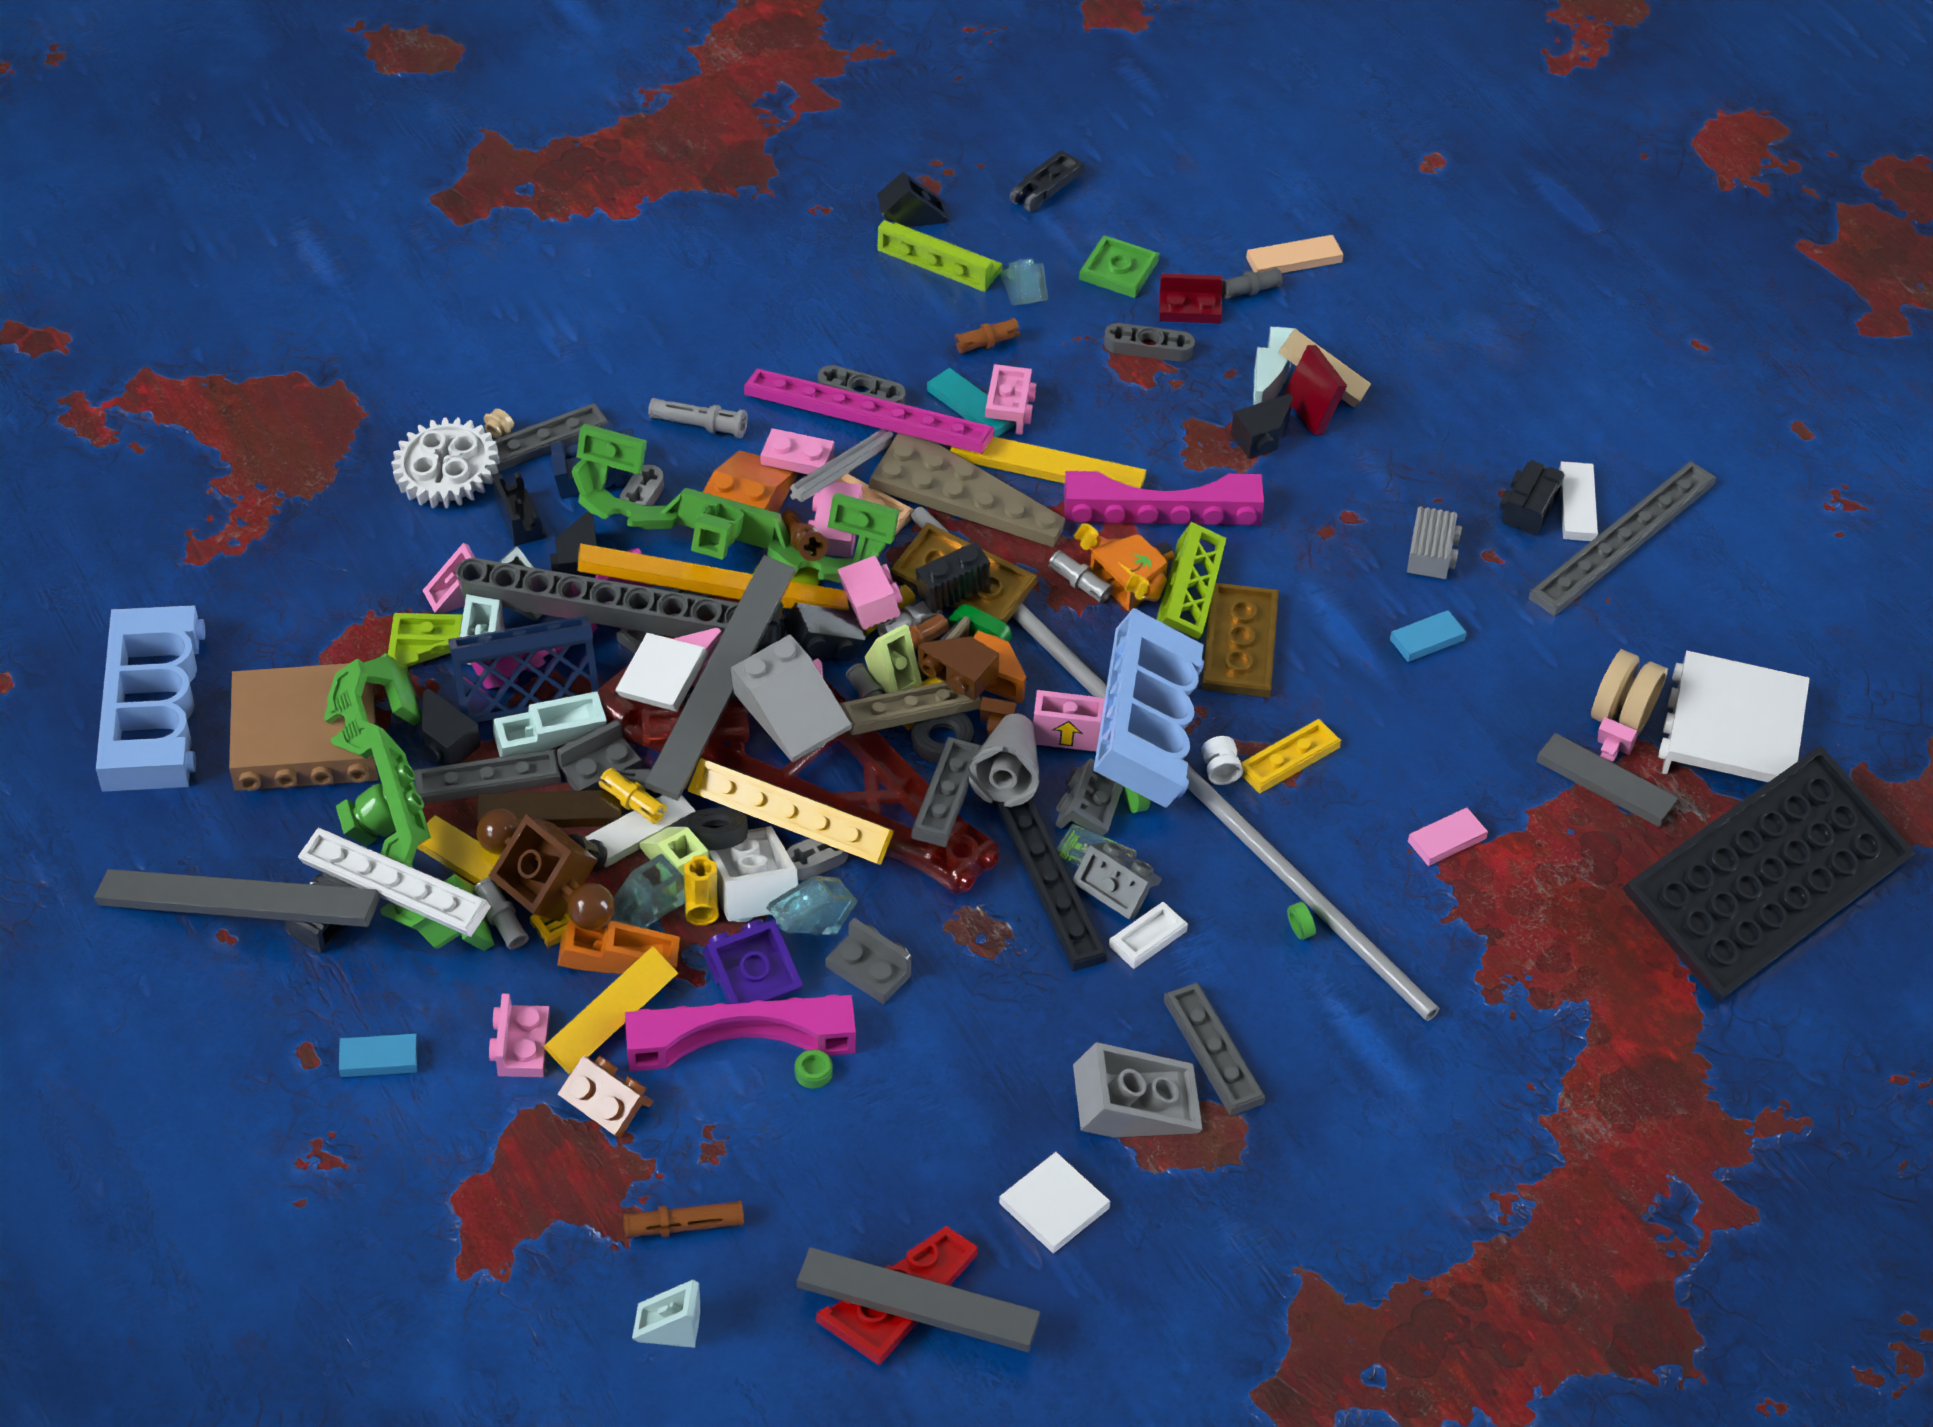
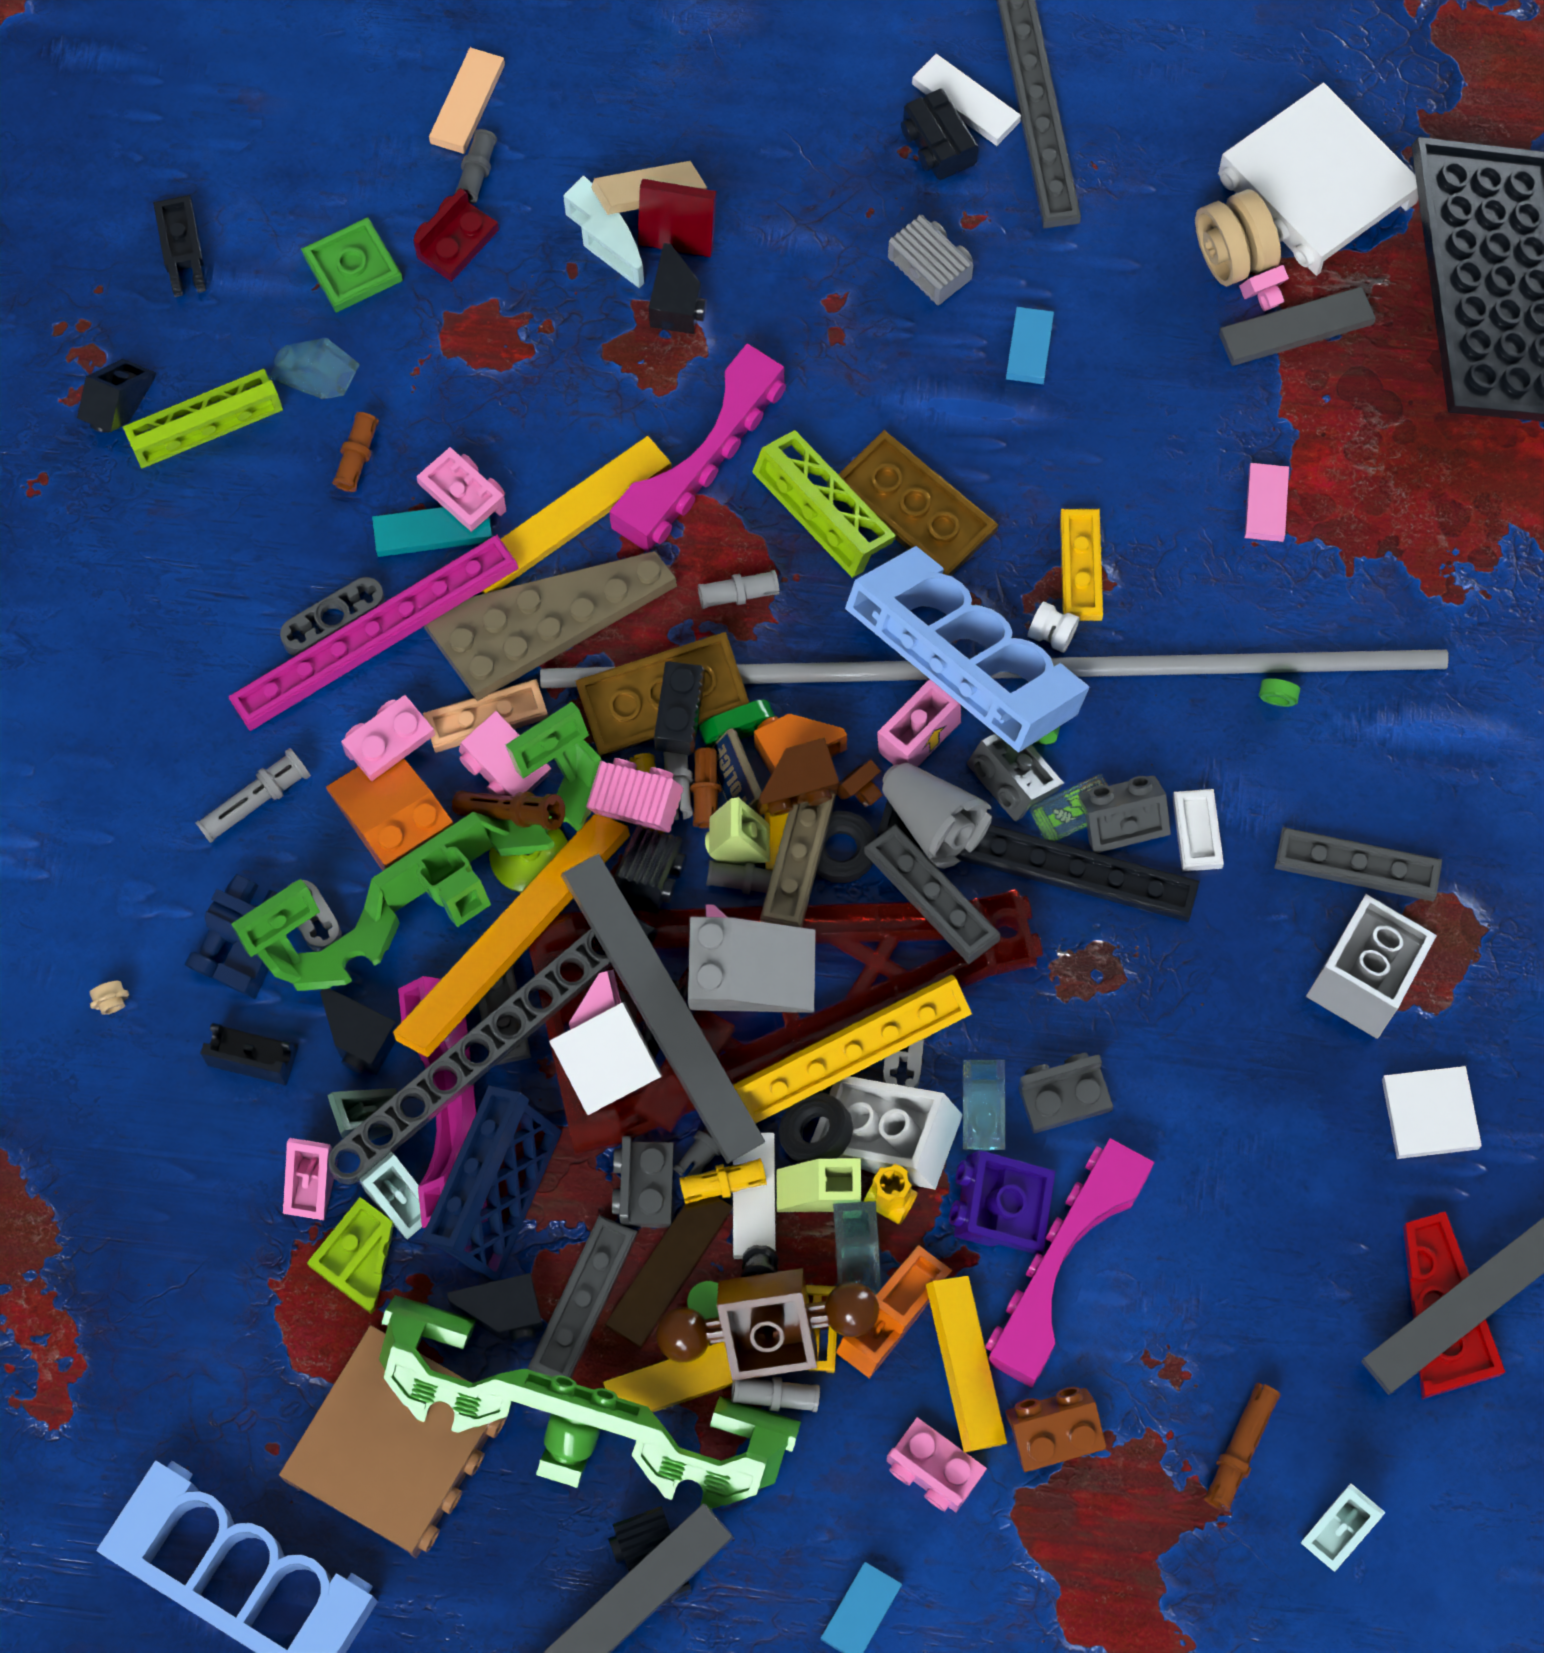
camera: 50 degrees left, 20 degrees up
(395, 882) = (698, 1480): white tile -> none
(445, 452) = (100, 1109): white gear -> none
(536, 439) = (159, 964): dark grey tile -> none
(548, 724) = (573, 1204): light aqua slope -> none
(813, 1069) = (1147, 1222): bright green tile -> none
(841, 465) = (454, 712): light grey axle -> none
(1128, 565) = (766, 539): orange torso -> none
(1158, 351) = (484, 296): dark grey beam -> none

